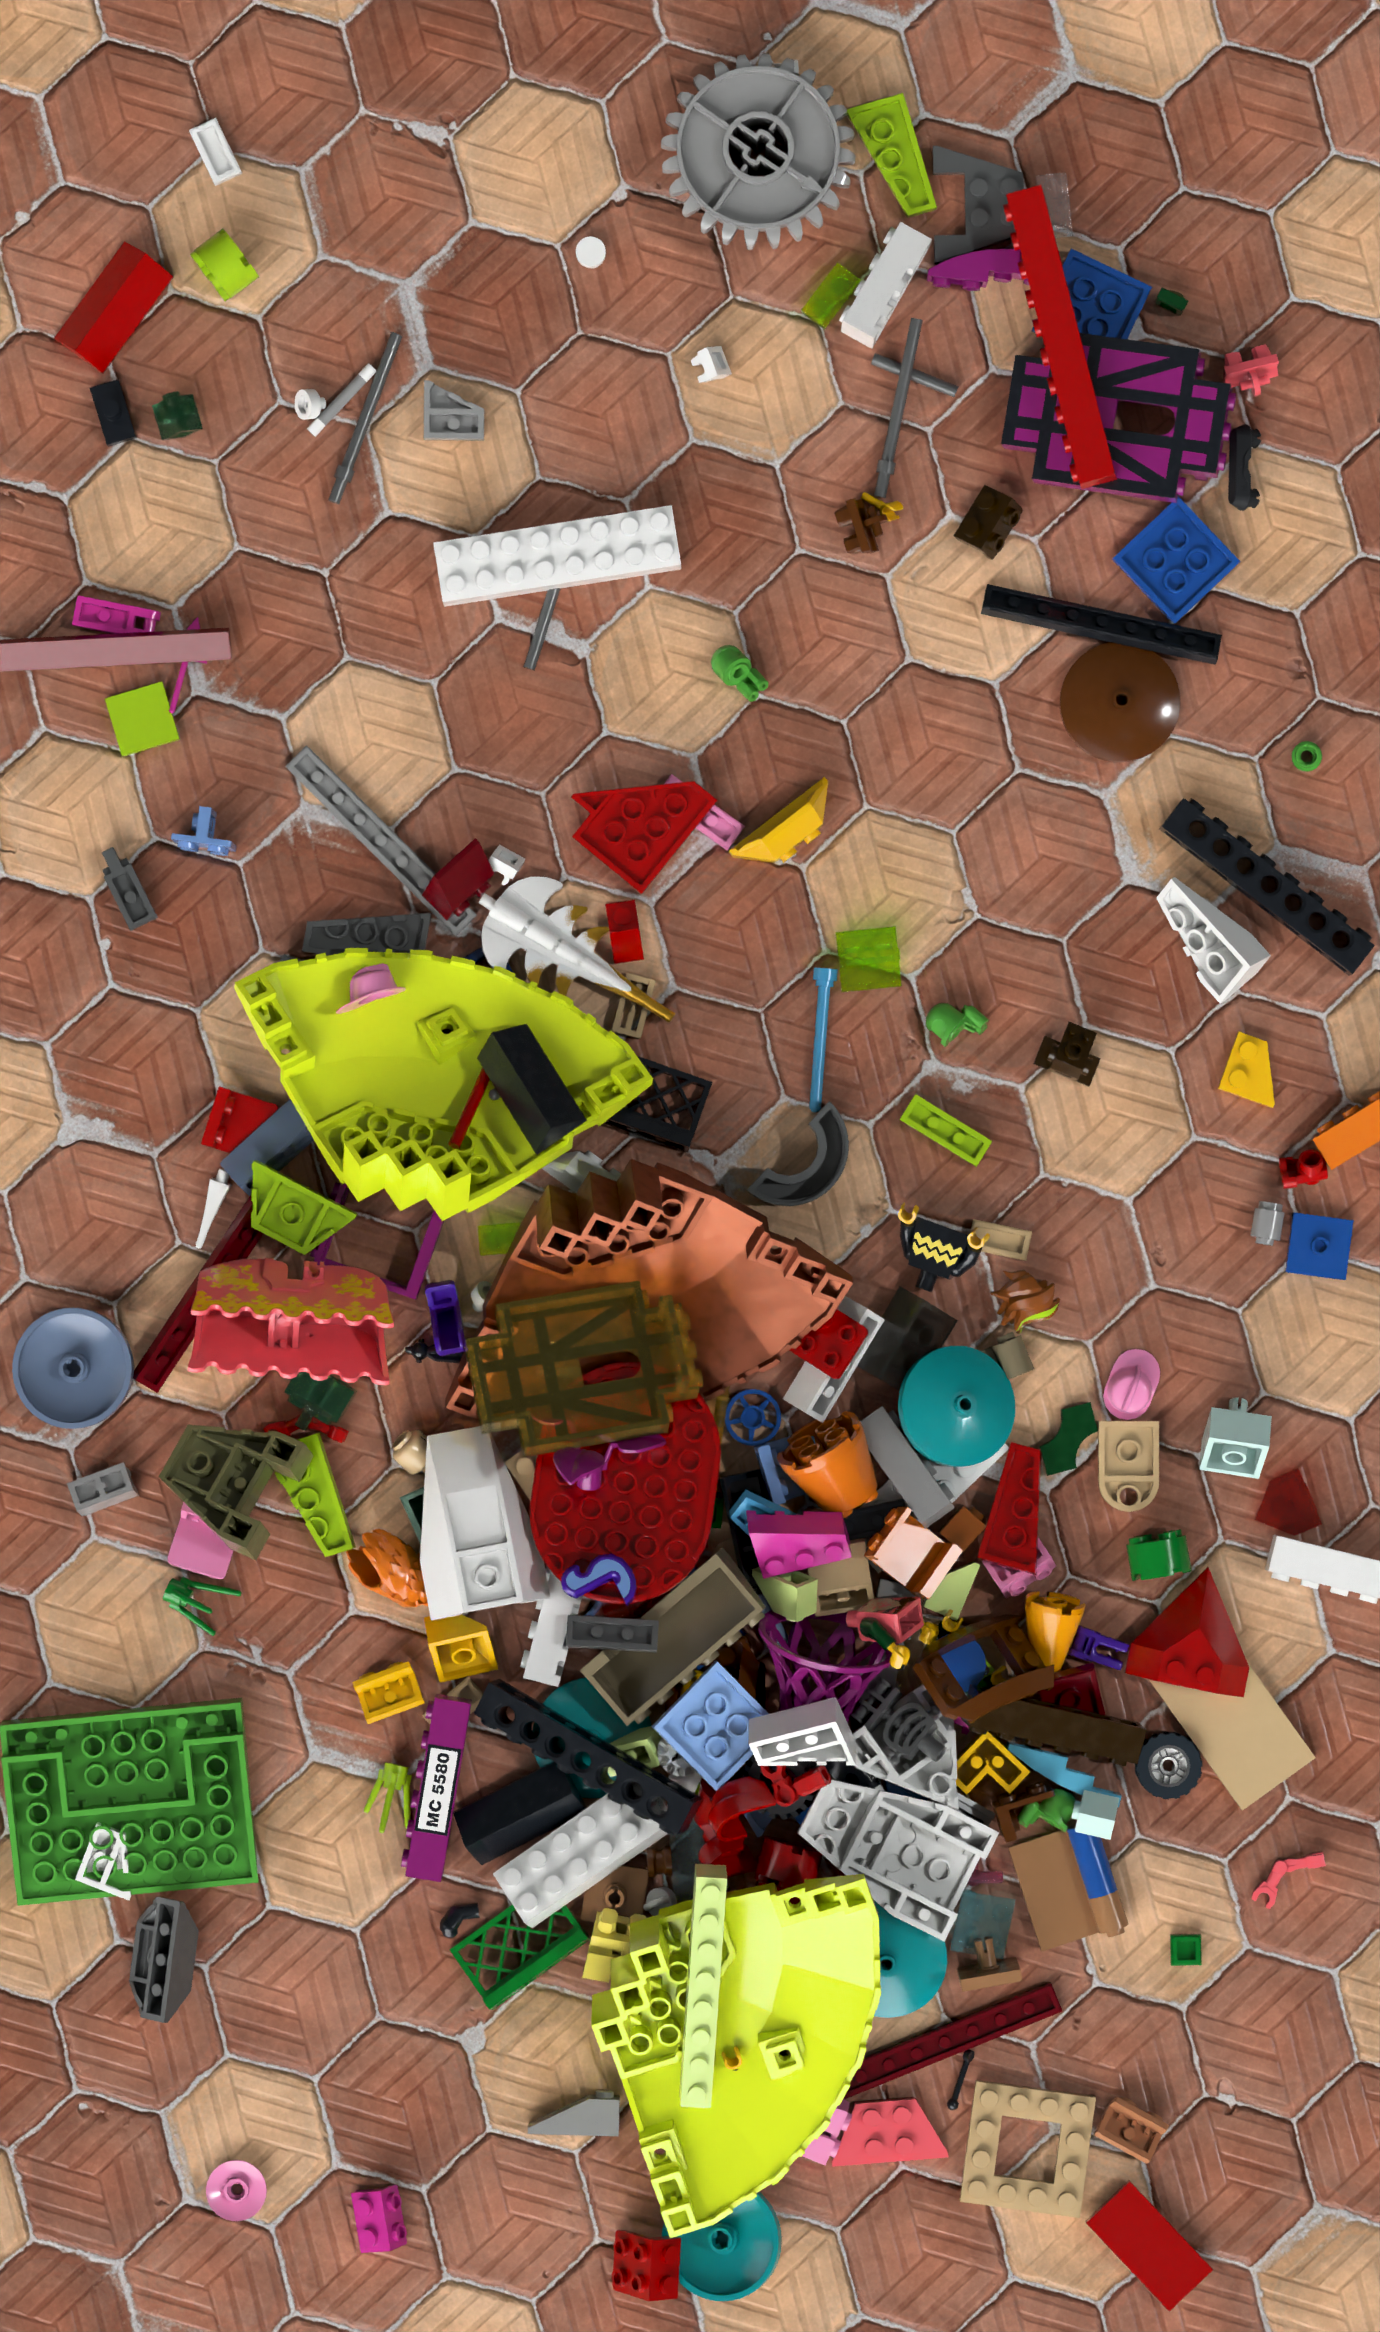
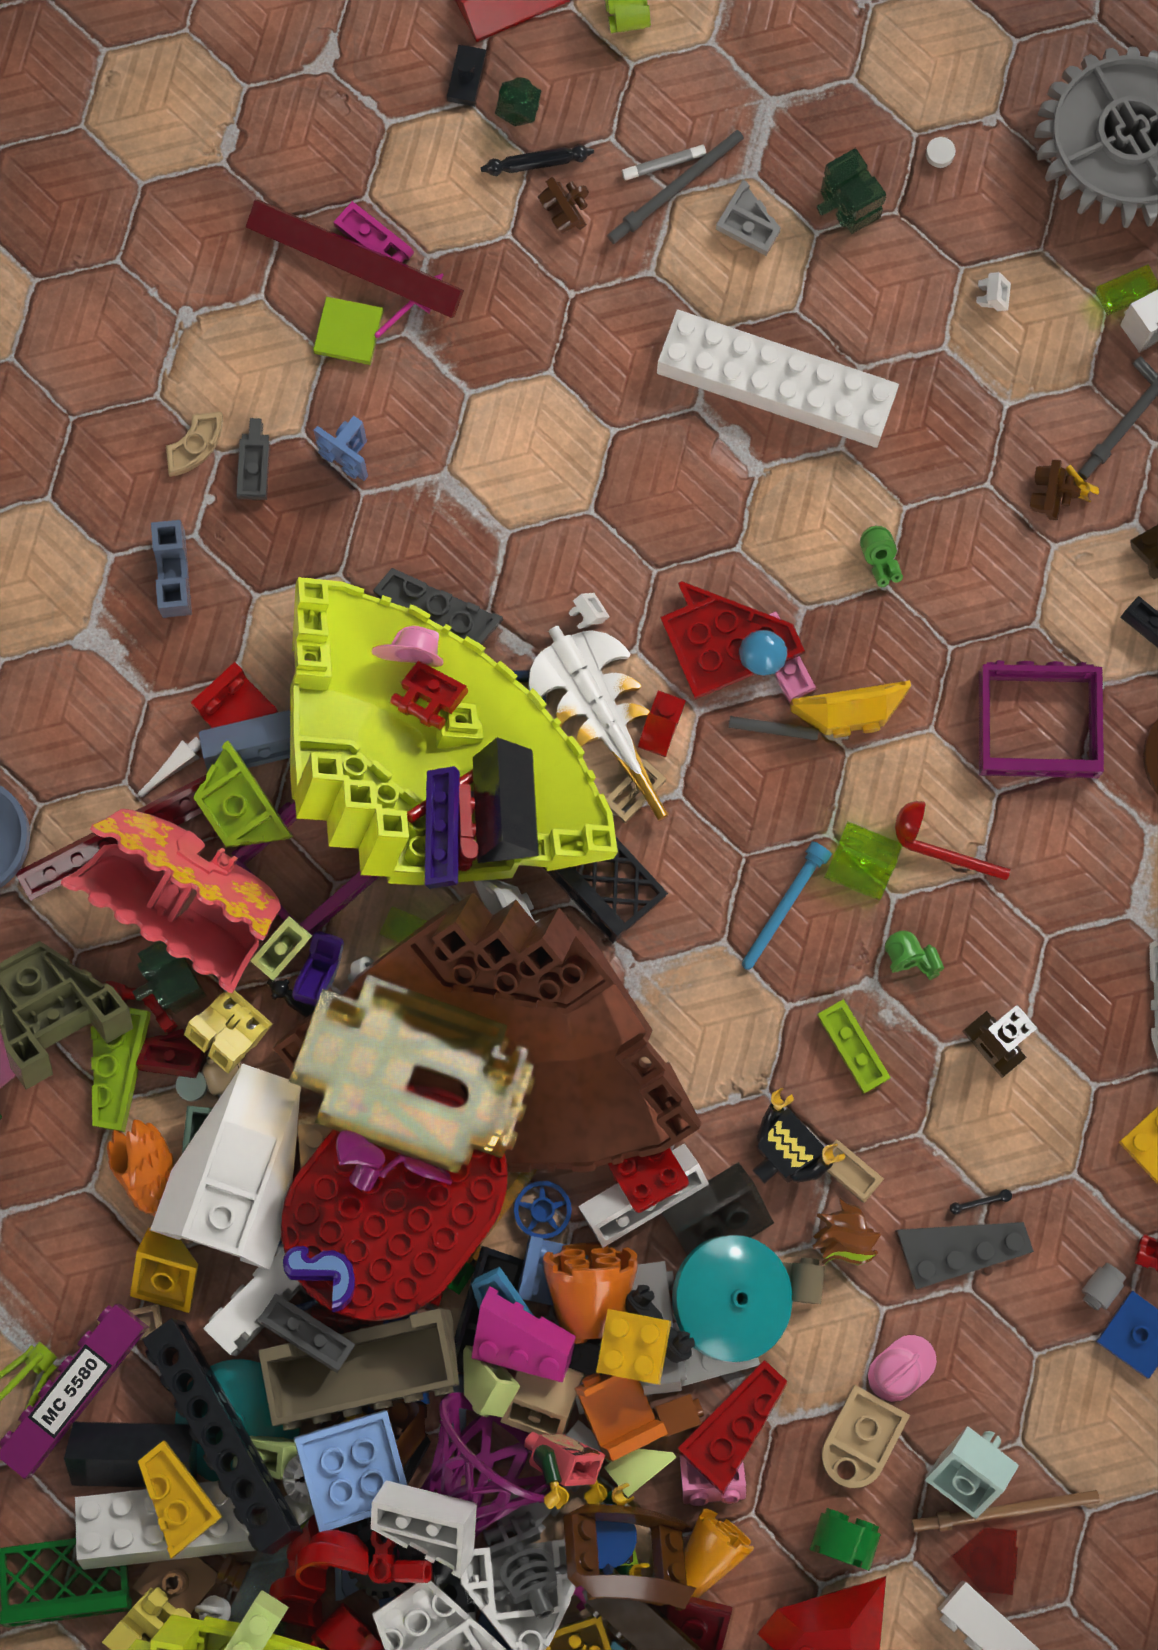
camera: 30 degrees right, 10 degrees down
(65, 900) = (196, 445): none -> tan tile
(111, 1029) = (172, 568): none -> sand blue arch
(224, 461) = (537, 160): none -> black wheel
(284, 499) = (556, 194): none -> reddish brown hips
(309, 404) = (634, 149): white tile -> none
(361, 1455) = (170, 1055): none -> dark red wing
(370, 830) = (494, 537): light grey tile -> none
(388, 1691) = (78, 1277): yellow bracket -> none
(390, 1476) = (191, 1088): none -> light aqua tile
(398, 1409) = (229, 1028): none -> light yellow hips
(406, 1311) = (281, 948): none -> yellowish green slope
(408, 1014) = (432, 686): none -> red plate
(455, 1915) = (21, 1519): black arm -> none
(459, 881) = (542, 599): dark red slope -> none
(488, 1140) = (442, 827): none -> dark purple plate
(505, 1129) = (467, 830): none -> red hinge
(531, 342) = (852, 192): none -> clear green brick
(541, 628) = (731, 433): dark grey bar -> none
(581, 1828) = (178, 1499): none -> yellow wing
(681, 822) = (763, 652): none -> dark azure hair
(725, 882) = (773, 728): none -> dark grey bar
(822, 1173) = (718, 1024): dark grey brick -> none
(892, 912) = (907, 827): none -> red piece
(896, 1495) = (633, 1346): none -> yellow plate
(928, 1475) = (679, 1343): none -> black piece
(946, 697) = (1051, 672): none -> magenta window
(1075, 1426) = (831, 1378): dark green tile -> none
(1085, 1647) = (733, 1588): dark purple piece -> none
(1107, 1222) = (1005, 1196): none -> black hinge
(1122, 1262) = (957, 1250): none -> dark grey wing
(1234, 1493) = (945, 1520): none -> medium nougat bar

